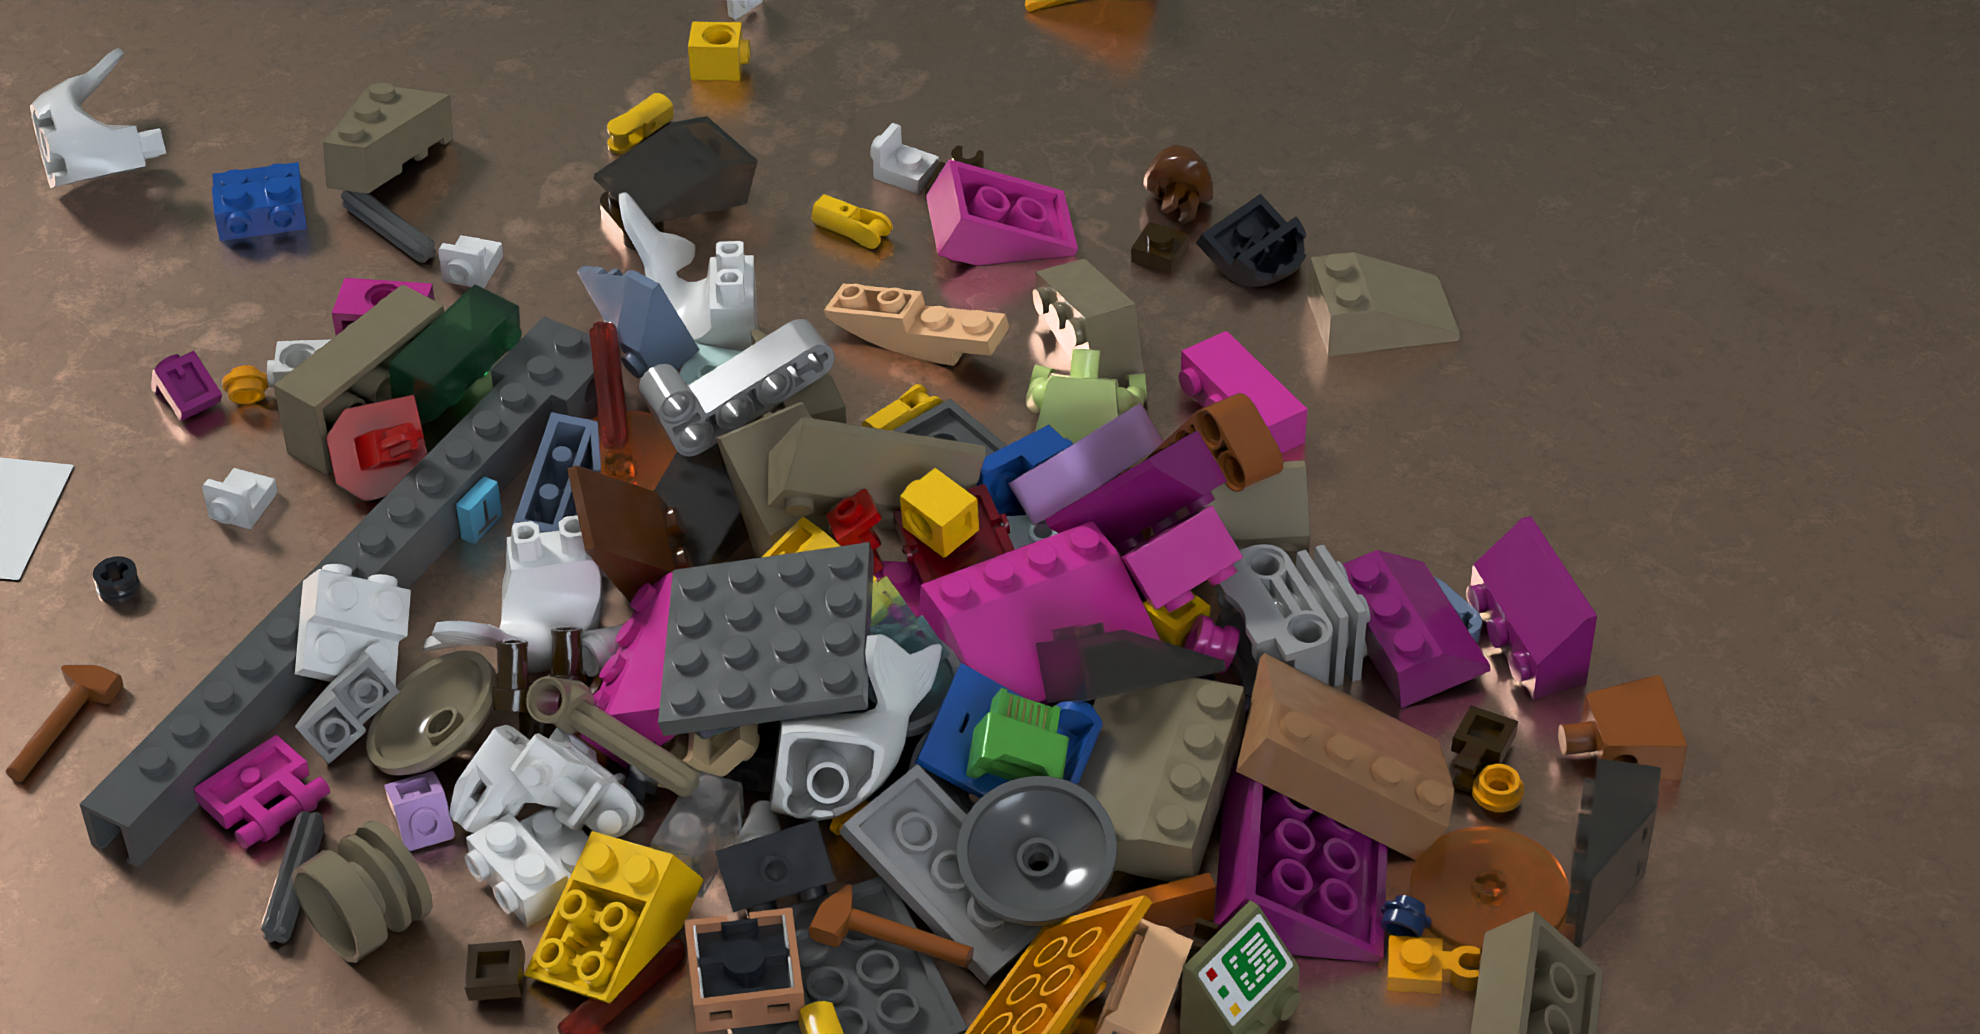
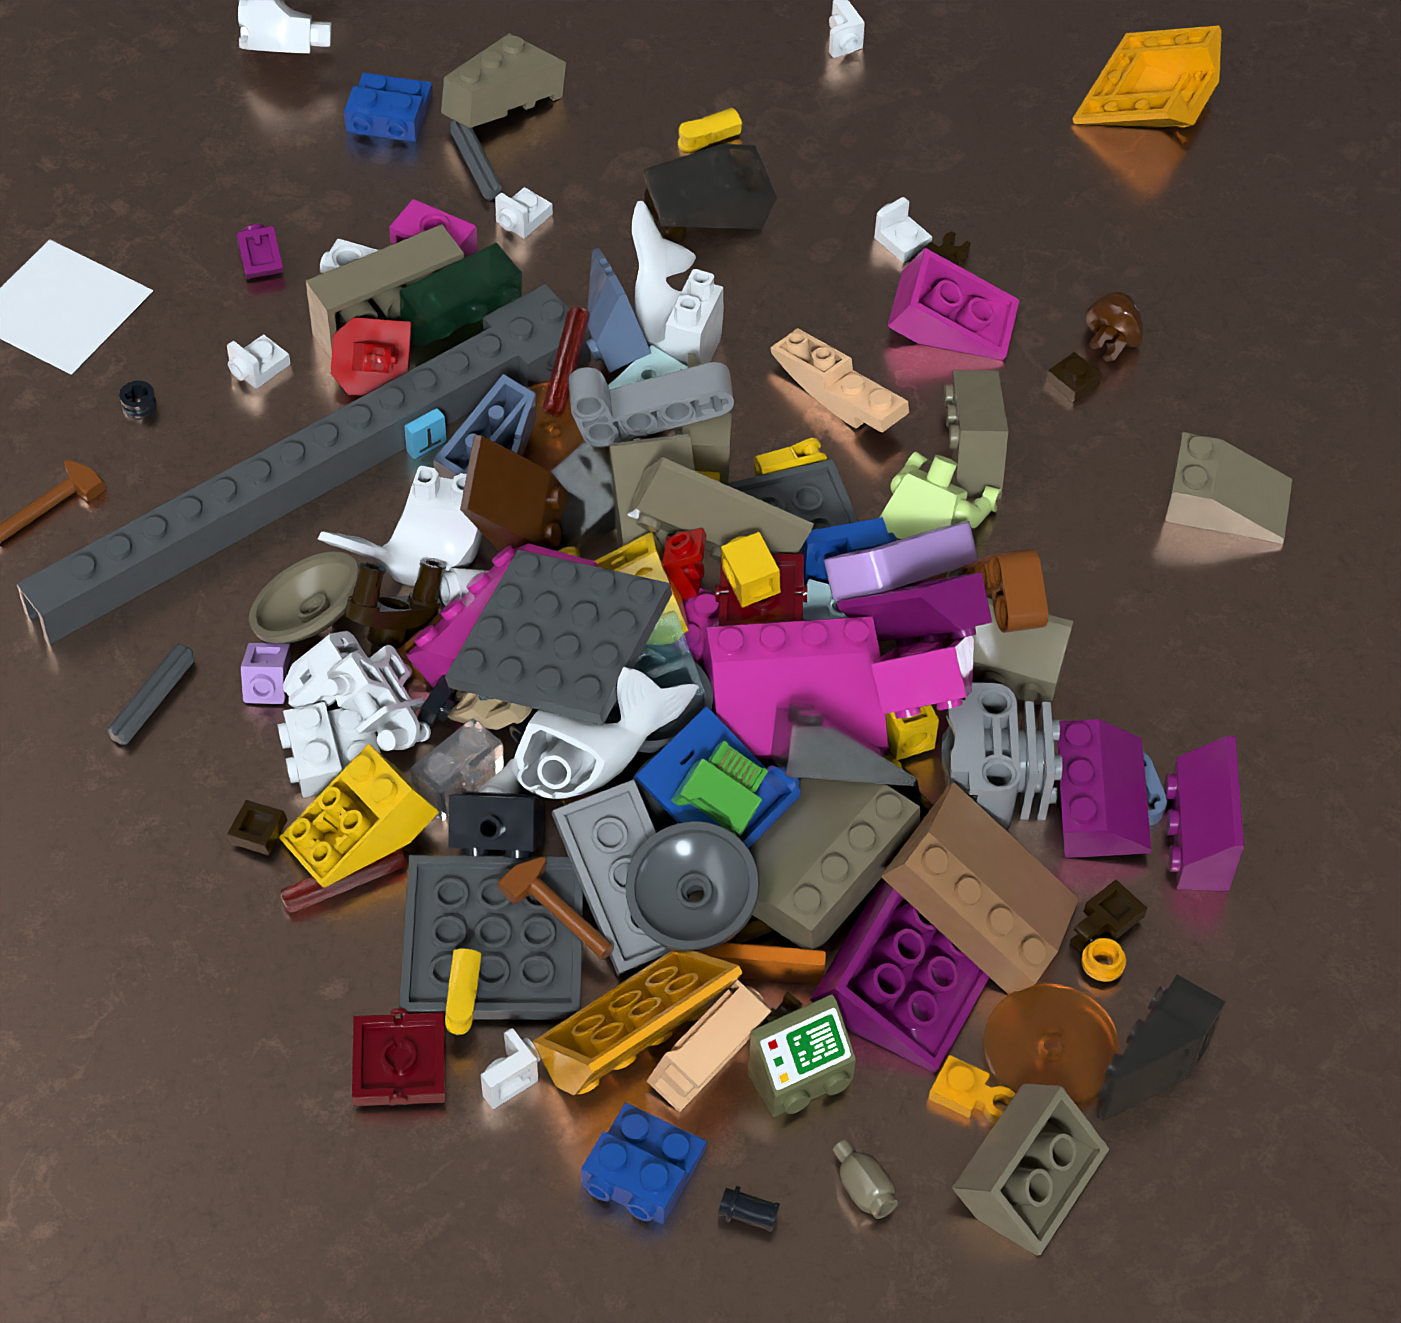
camera: 20 degrees right, 10 degrees up
(245, 384) = (303, 265): light orange plate -> none
(255, 780) = (155, 606): dark pink plate -> none
(341, 709) = (247, 567): light grey slope -> none
(348, 617) = (276, 506): white plate -> none
(362, 891) = (186, 729): dark tan wheel -> none
(581, 715) = (399, 634): dark tan axle -> none
(717, 51) = (800, 84): yellow brick -> none
(744, 970) = (428, 901): piece -> none
(851, 221) = (833, 271): yellow bar -> none
(1213, 640) = (924, 754): dark pink wheel -> none
(1224, 368) = (1069, 537): dark pink brick -> none
(1255, 244) = (1151, 401): black slope -> none
(1405, 917) = (968, 1045): dark blue plate -> none
(1631, 726) = (1234, 950): dark orange torso -> none

